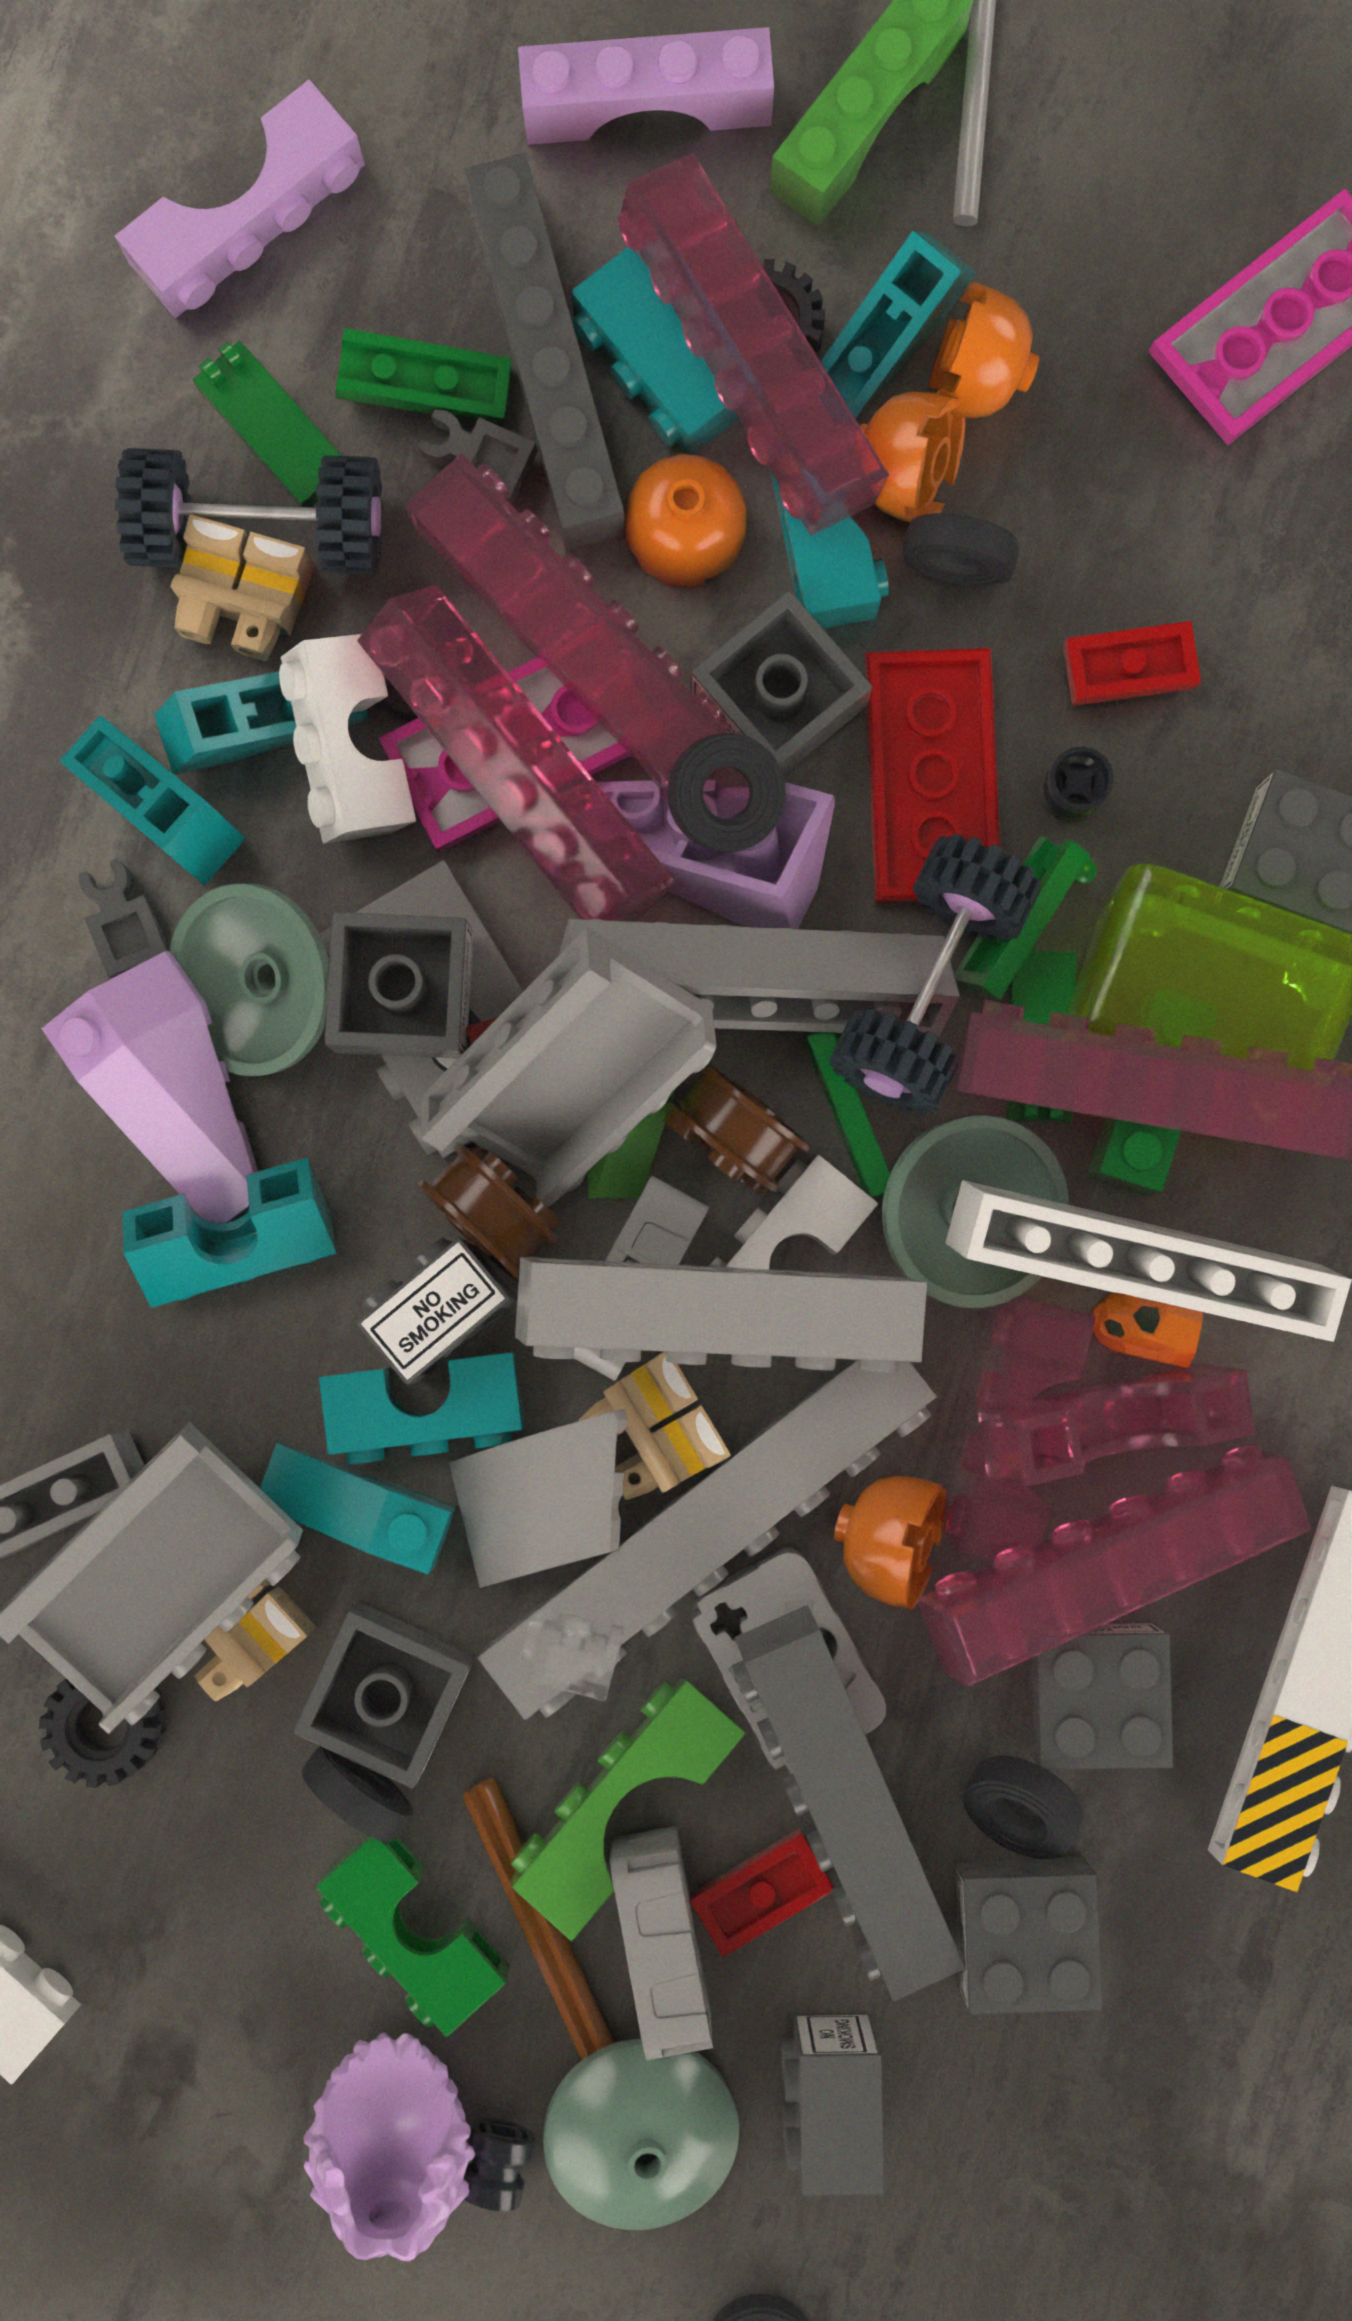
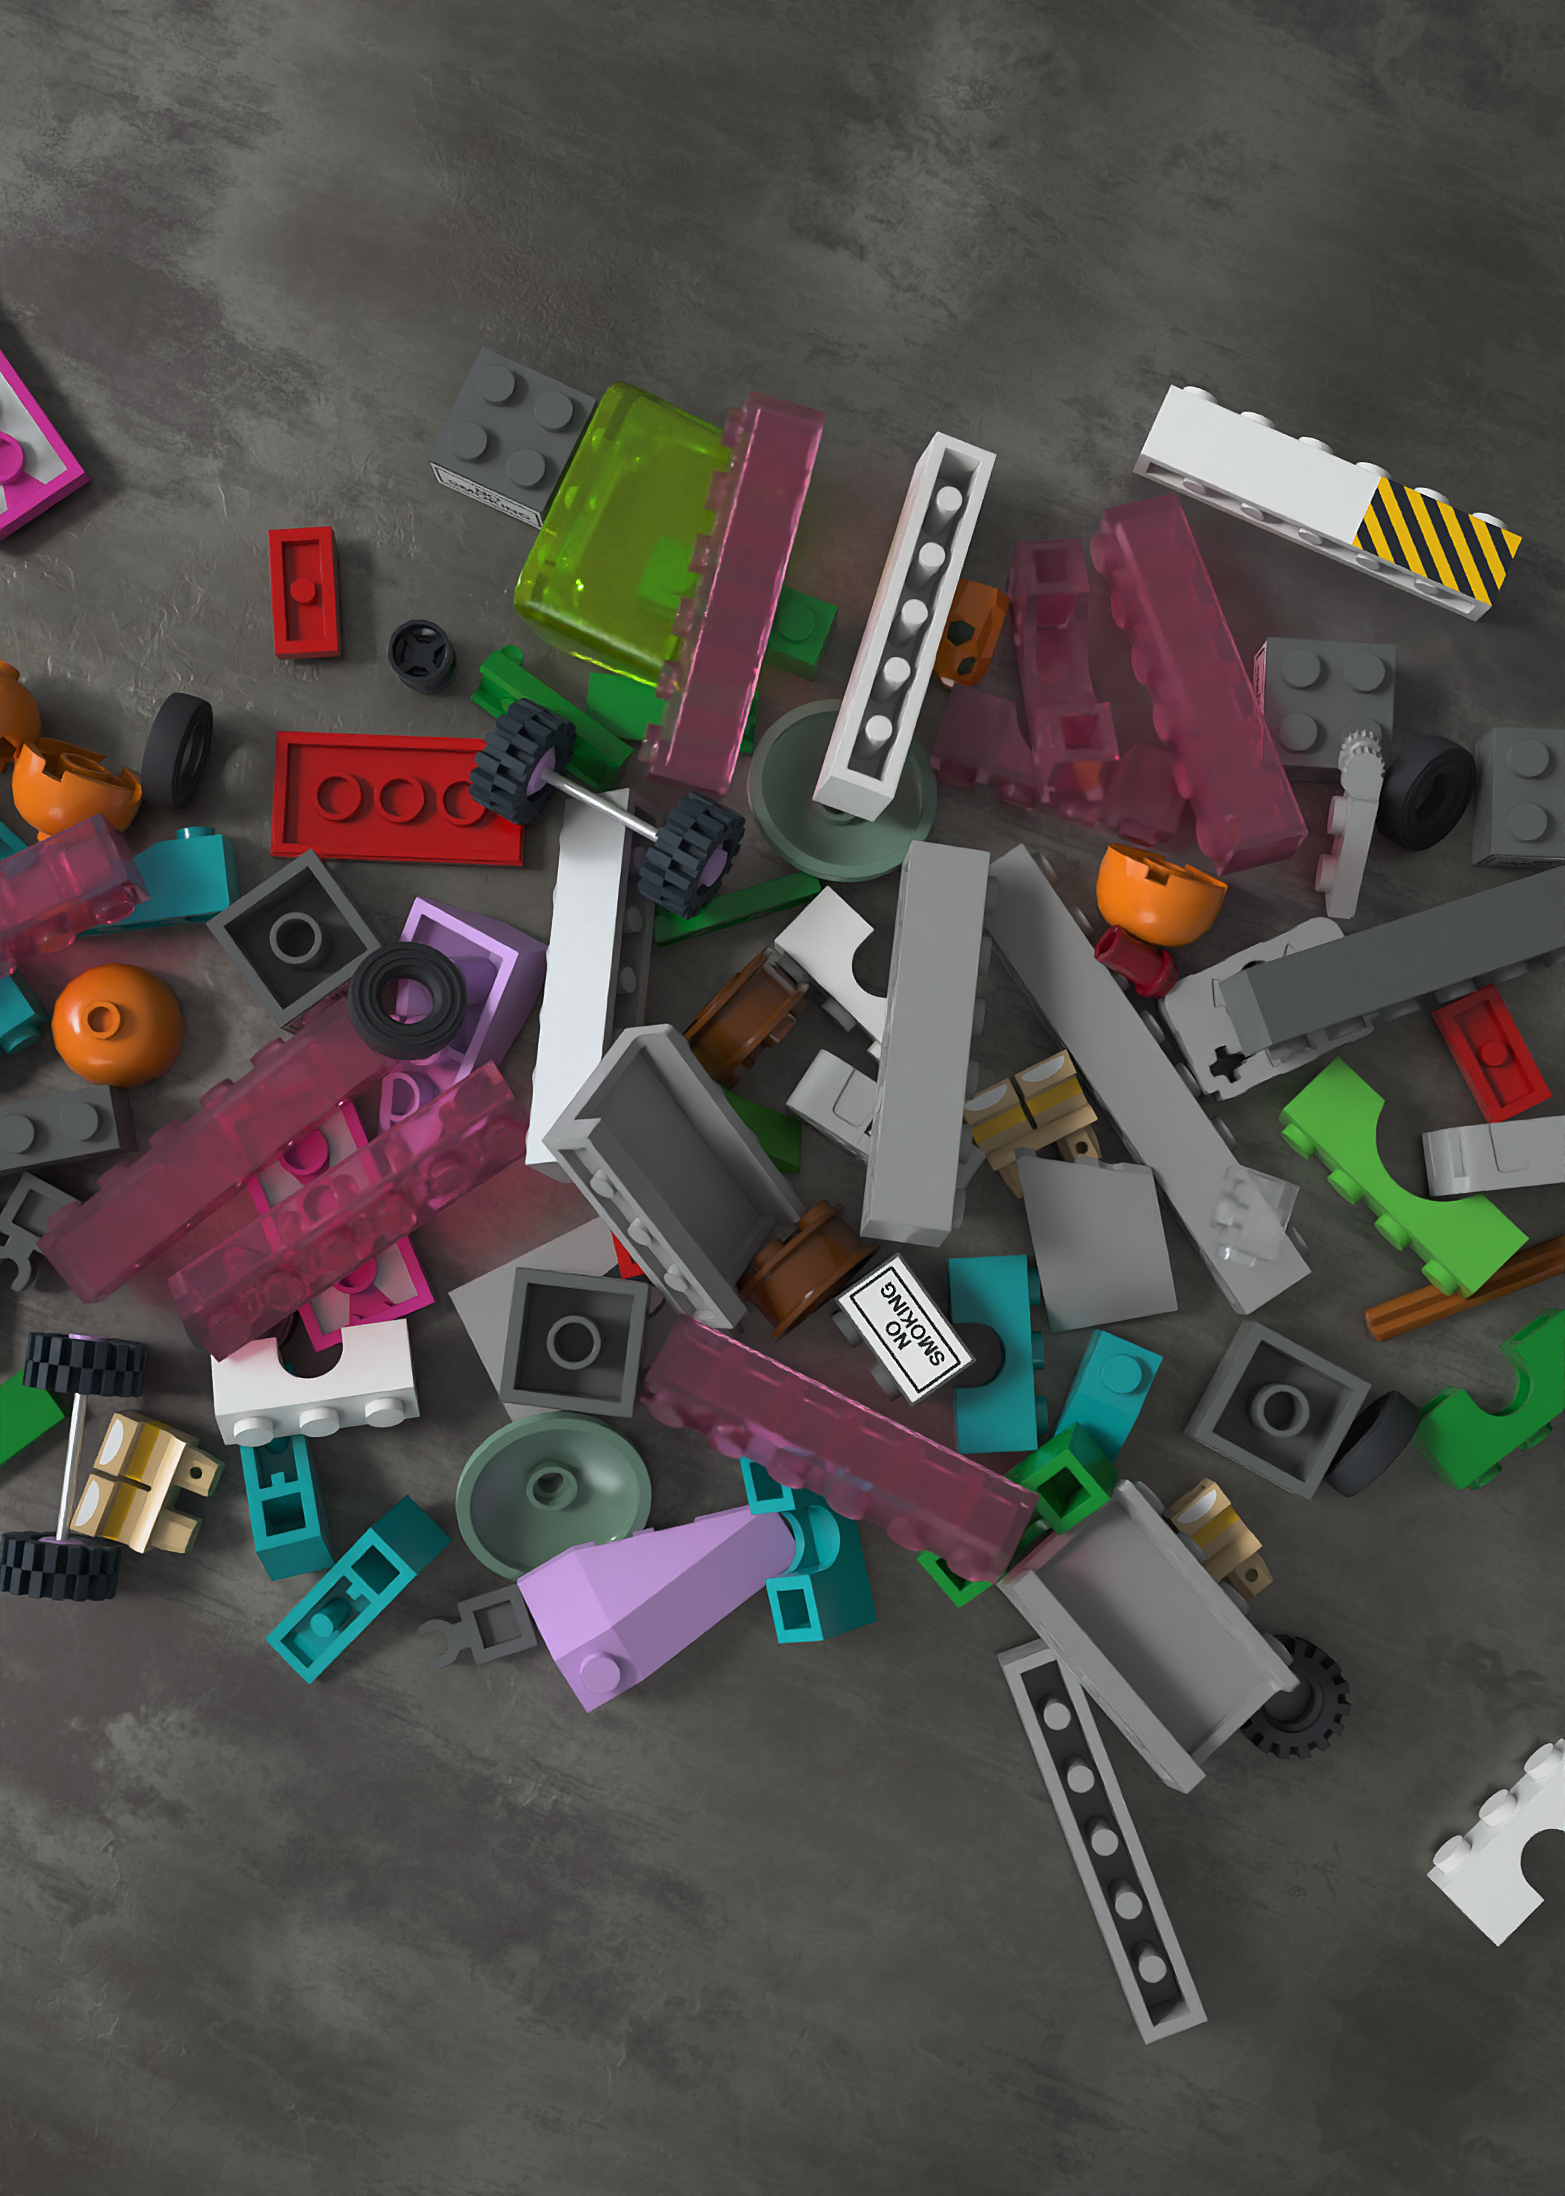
camera: 85 degrees left, 0 degrees up
(287, 1466) = (1072, 1483): none -> green arch
(308, 1252) = (837, 1450): none -> clear pink brick
(818, 1533) = (1149, 970): none -> dark red pin
(984, 1733) = (1352, 823): none -> light grey hinge

